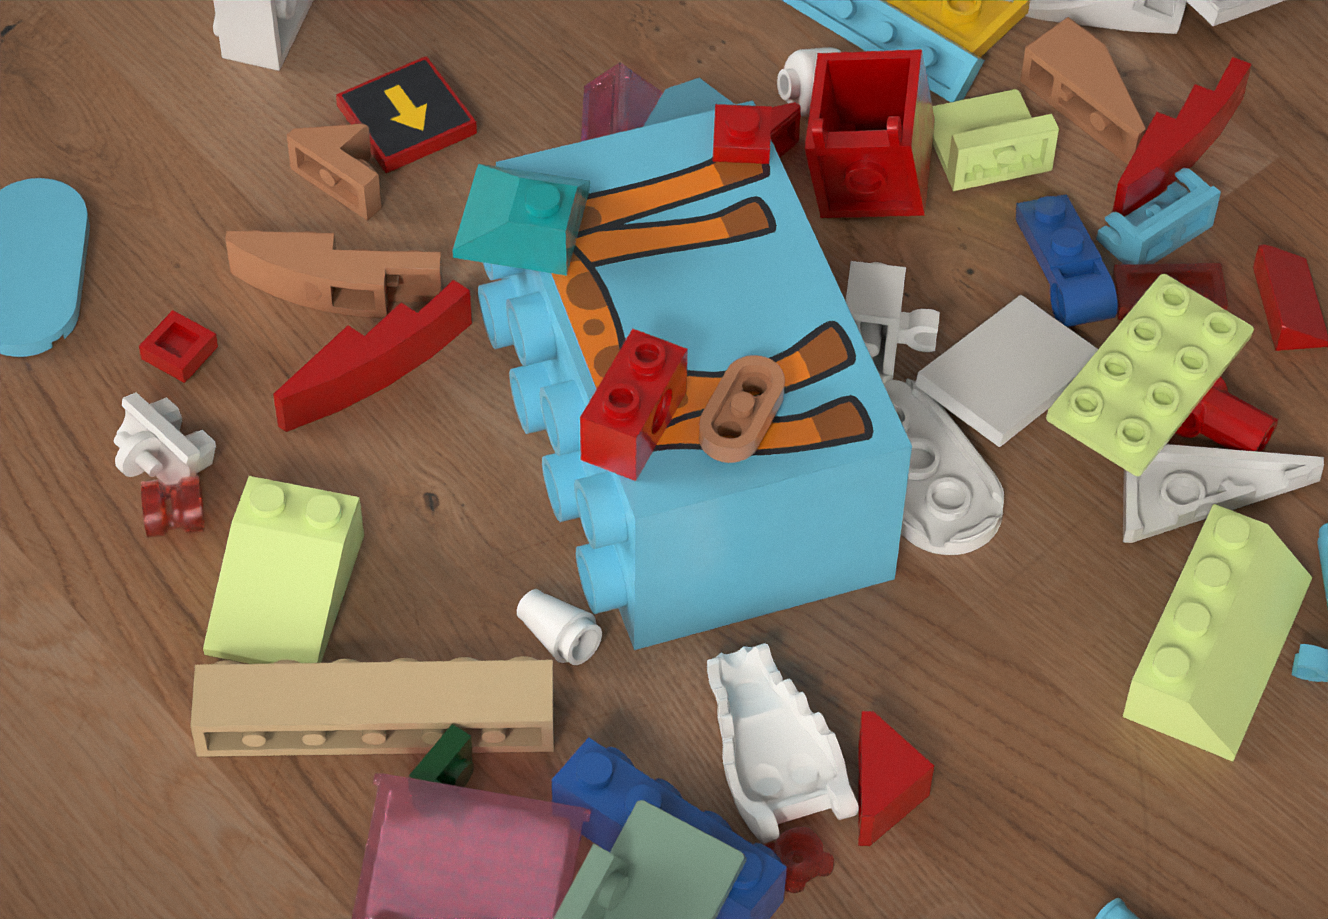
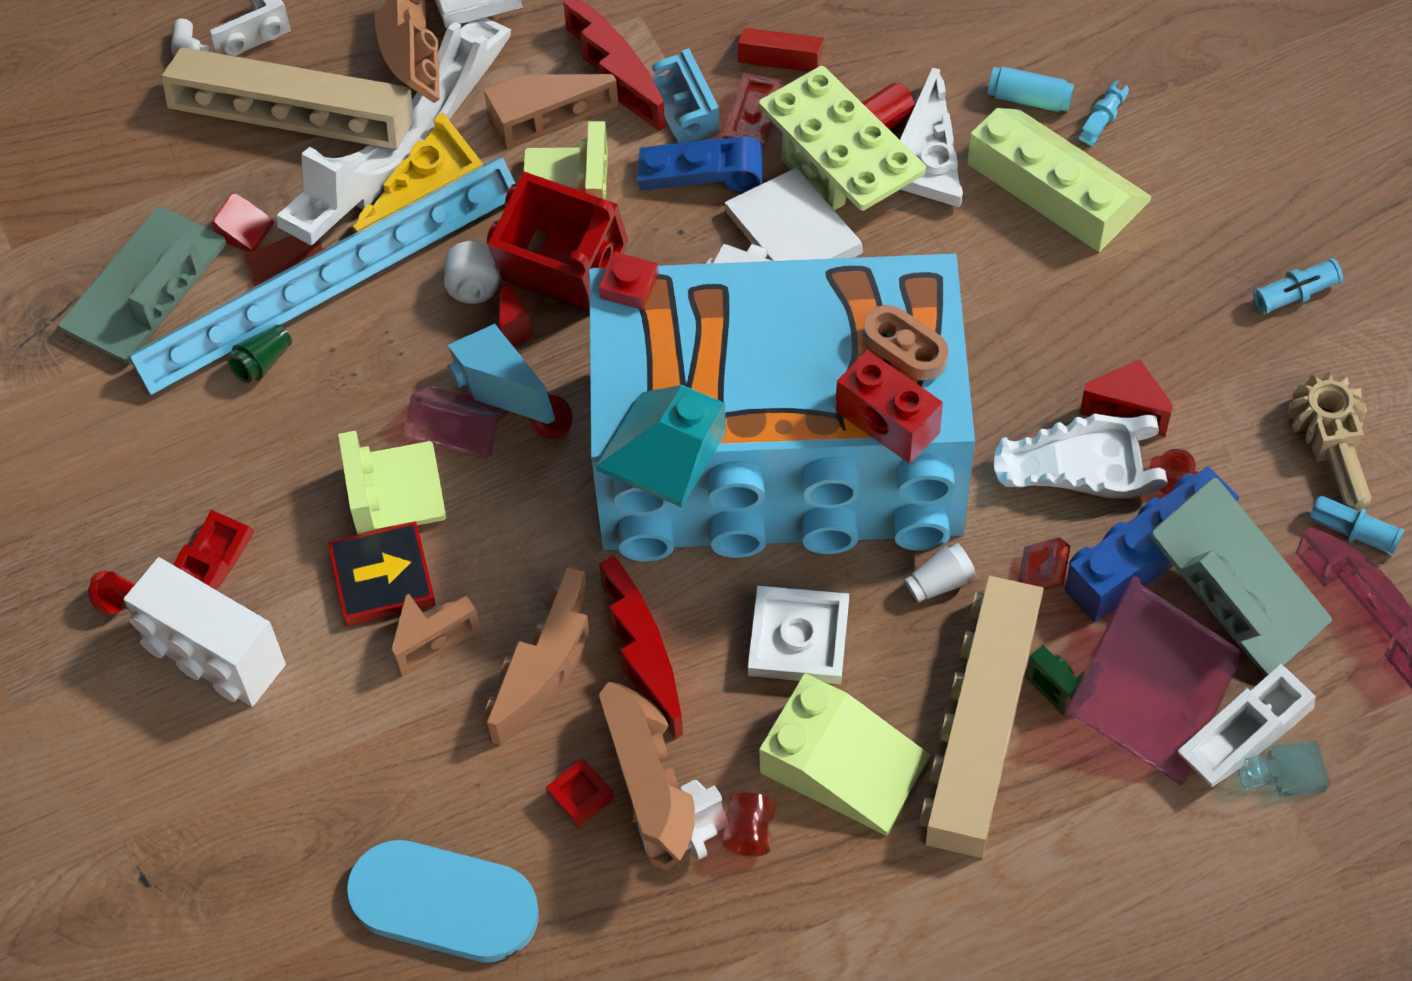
camera: 70 degrees left, 5 degrees up
(192, 375) = (660, 806): none -> nougat brick
(433, 502) = (798, 634): none -> white plate
(509, 79) = (391, 484): none -> yellowish green bracket
(603, 727) = (1045, 563): none -> clear red plate

